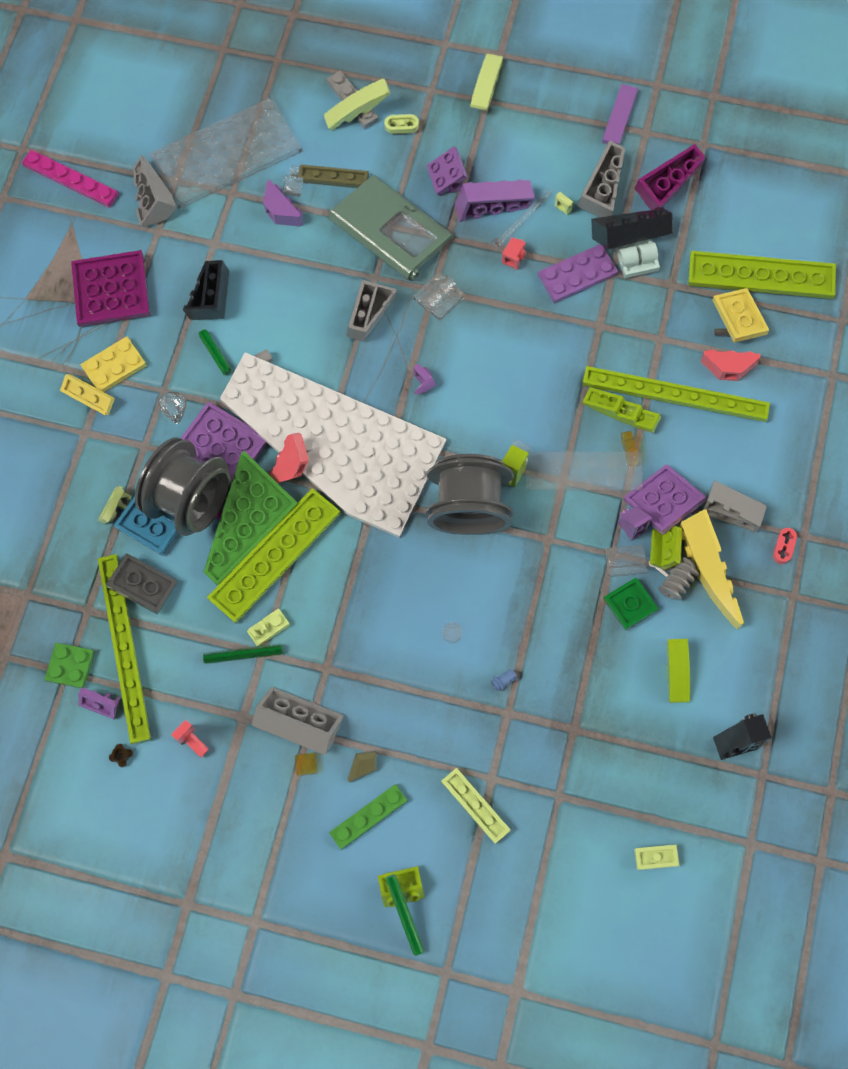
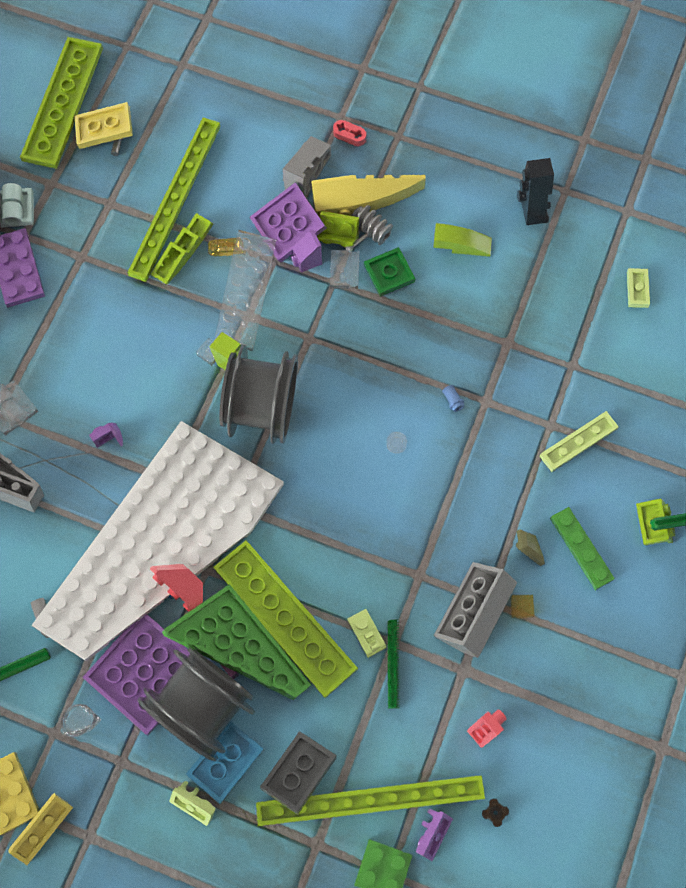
camera: 85 degrees left, 0 degrees up
(729, 364) = (153, 145): coral slope -> none

